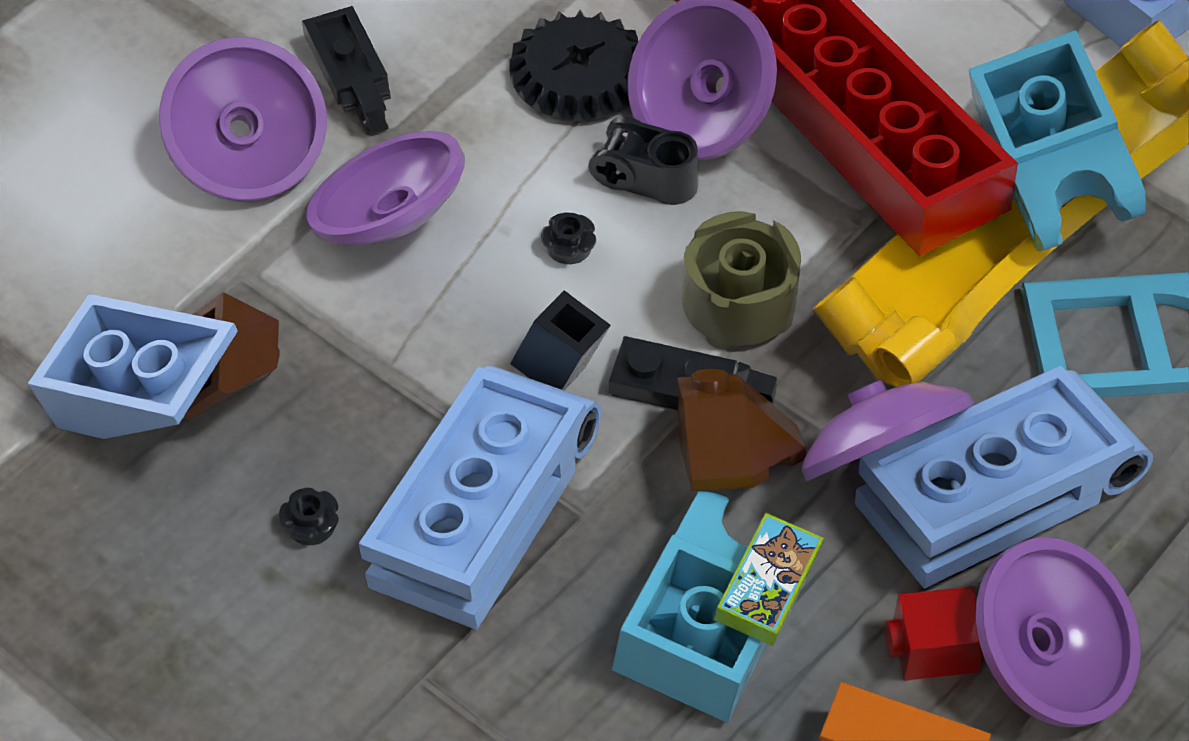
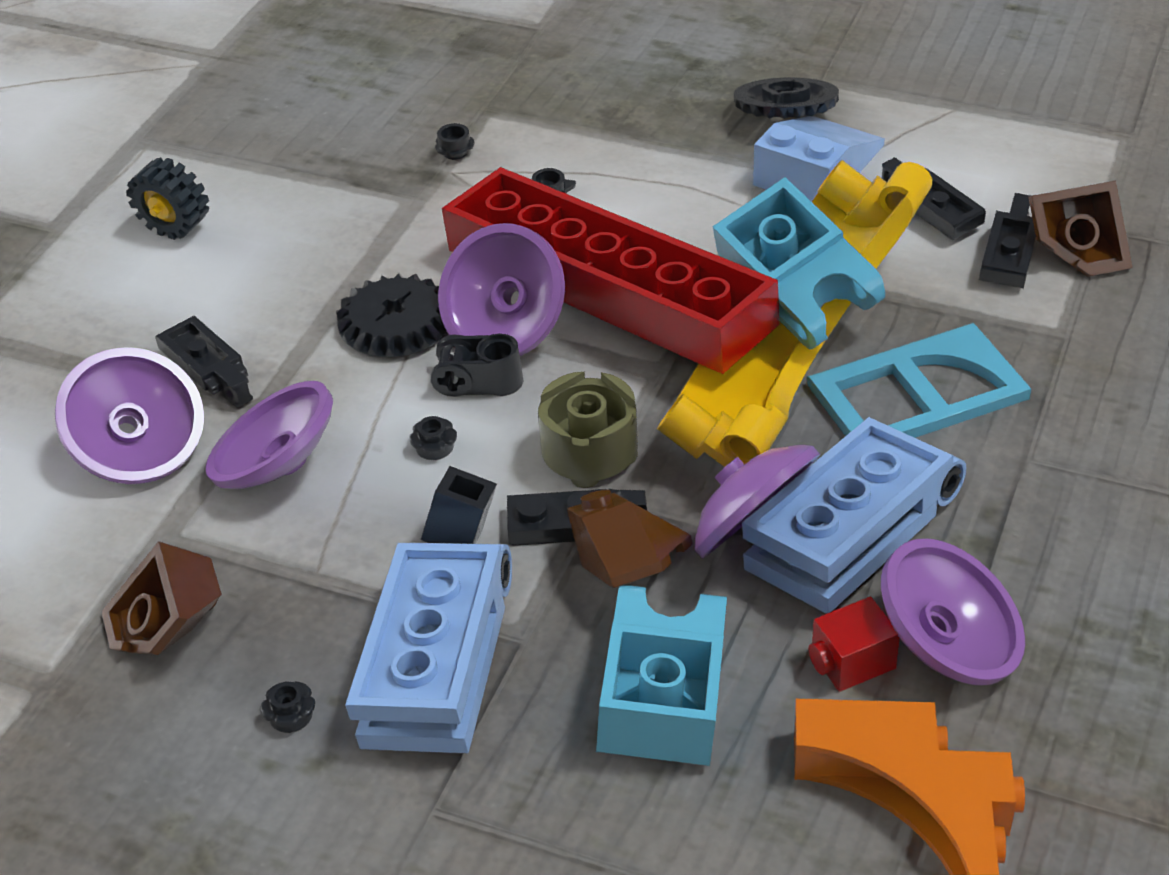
camera: 15 degrees left, 10 degrees down
(127, 367) = (89, 625): light blue slope -> none
(768, 579) = (707, 633): tile -> none

